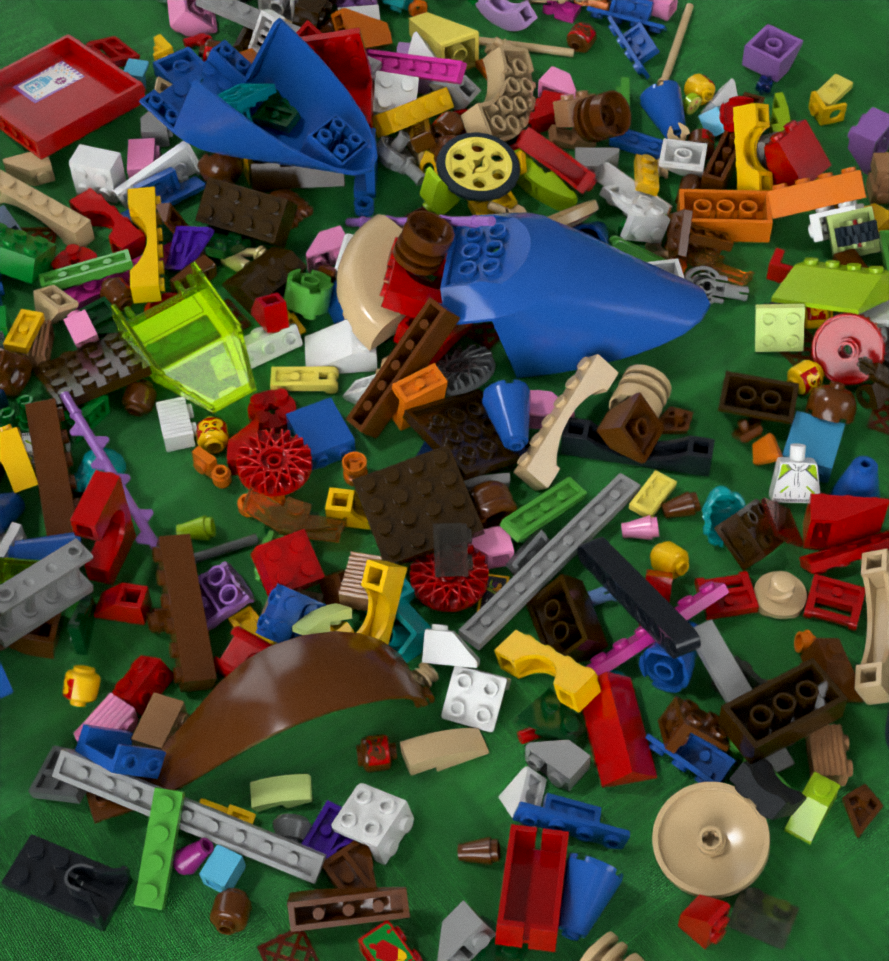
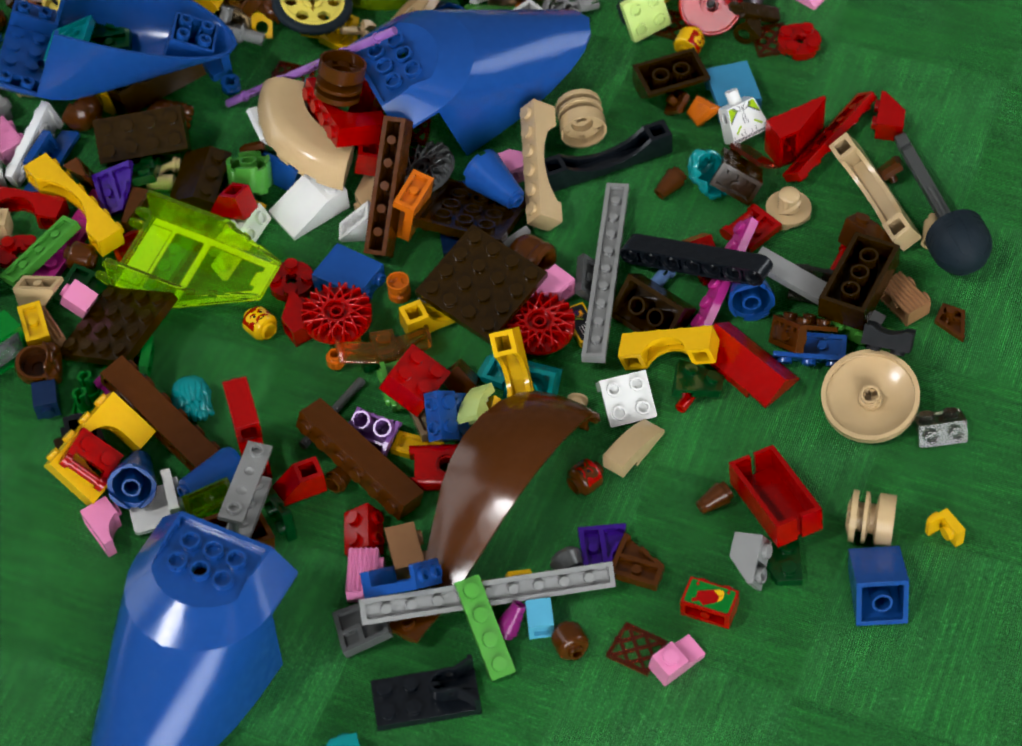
camera: 30 degrees left, 0 degrees up
(81, 685) = (319, 557): yellow head -> none
(102, 462) = (196, 386): medium lavender plant -> none
(139, 398) = (174, 327): reddish brown head -> none
(176, 424) = (222, 330): white brick -> none
(199, 528) = (308, 396): lime cone -> none
(207, 464) = (276, 346): orange plate -> none
(281, 790) = (535, 542): yellowish green slope -> none
(305, 378) = (300, 241): light yellow plate -> none
(325, 248) = (234, 130): bright pink slope -> none
(345, 906) = (653, 586): reddish brown slope -> none
(351, 592) = (479, 360): medium nougat brick -> none
(374, 820) = (623, 519): white bracket -> none
(436, 194) = (290, 42): lime slope -> none
(447, 648) = (584, 371): white slope -> none
(451, 549) = (536, 298): clear smoke bracket -> none
(525, 787) = (714, 444): white slope -> none
(543, 509) = (572, 238): bright green plate -> none
(559, 761) = (721, 407): light grey slope -> none
(575, 817) = (763, 435): blue bracket -> none
(585, 894) = (815, 471): blue cone -> none
(631, 428) = (595, 144): reddish brown slope -> none
(641, 528) = (653, 214): bright pink cone -> none
(652, 494) = (642, 186): light yellow plate -> none
(670, 558) = (691, 224): yellow head -> none
(676, 420) = (617, 125): reddish brown piece -> none
(705, 920) = (906, 449): red slope -> none
(803, 640) = (831, 231): orange plate -> none
(810, 815) = (923, 348): lime slope -> none
(832, 403) = (726, 49): reddish brown cylinder -> none
(836, 595) = (830, 186): red plate -> none
(859, 479) = (789, 94): blue cone -> none

